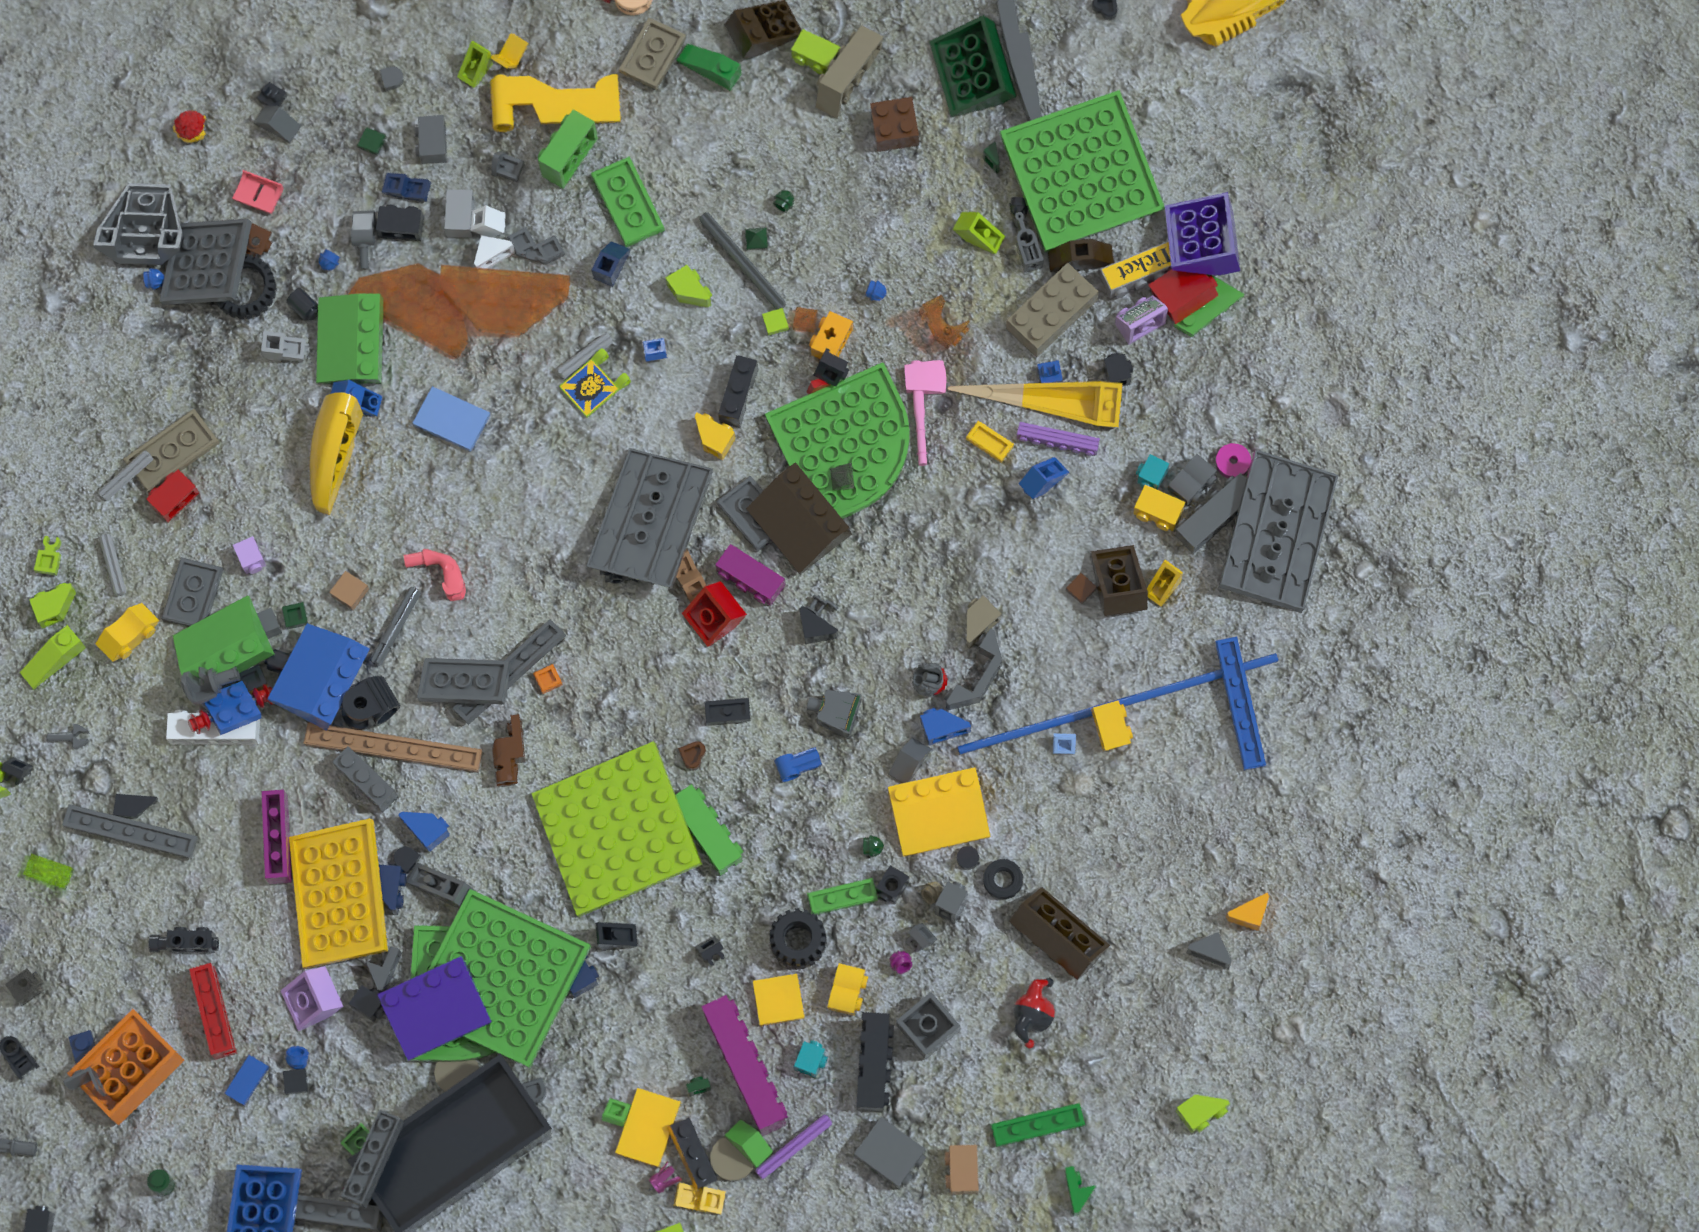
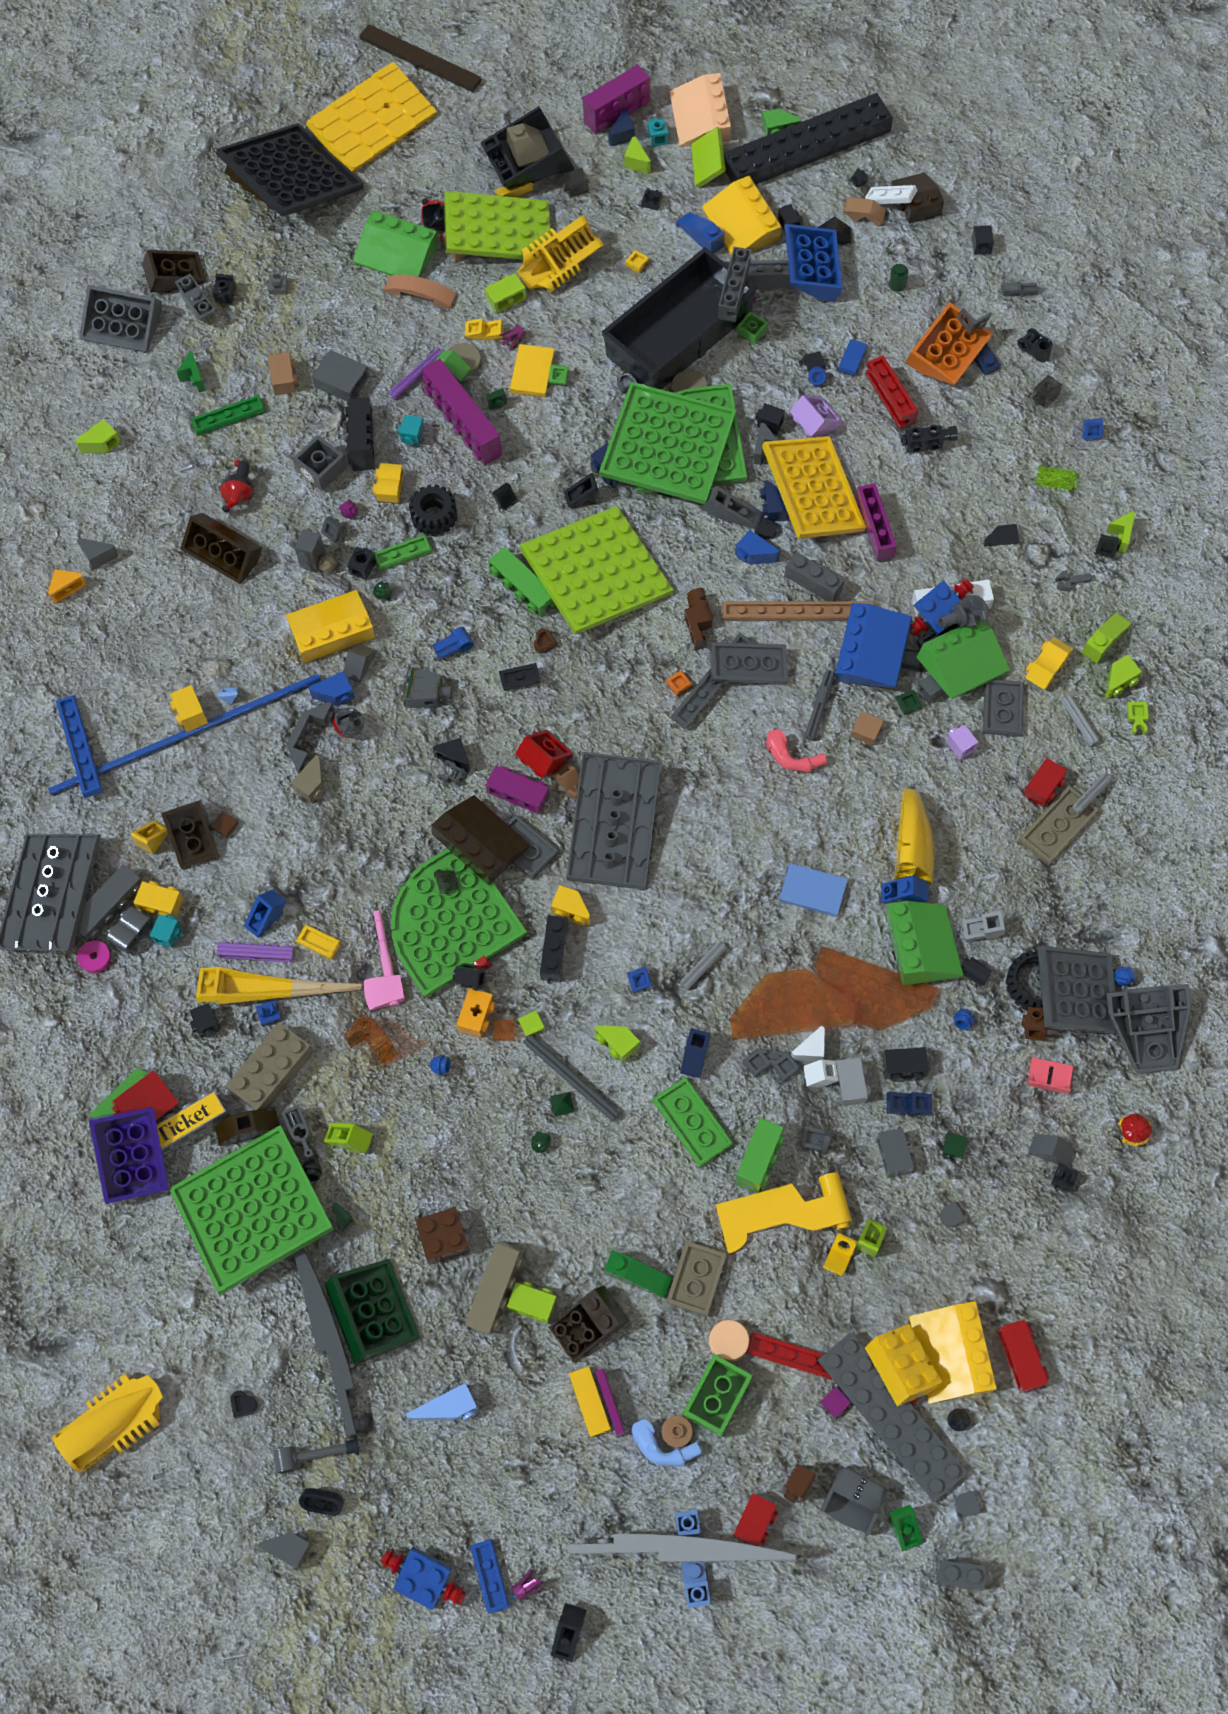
camera: 170 degrees right, 5 degrees down
(130, 831) = (998, 514): dark grey plate -> none
(363, 233) = (938, 1045): dark grey beam -> none
(376, 700) = (820, 638): black piece -> none
(434, 1008) = (715, 409): dark purple slope -> none
(591, 386) = (692, 938): flag -> none
(692, 1153) = (494, 355): black plate -> none
(778, 999) = (444, 470): yellow tile -> none
(968, 857) = (302, 596): black tile -> none
(1003, 892) = (271, 572): black tyre -> none
(1141, 319) = (184, 1070): lavender slope -> none

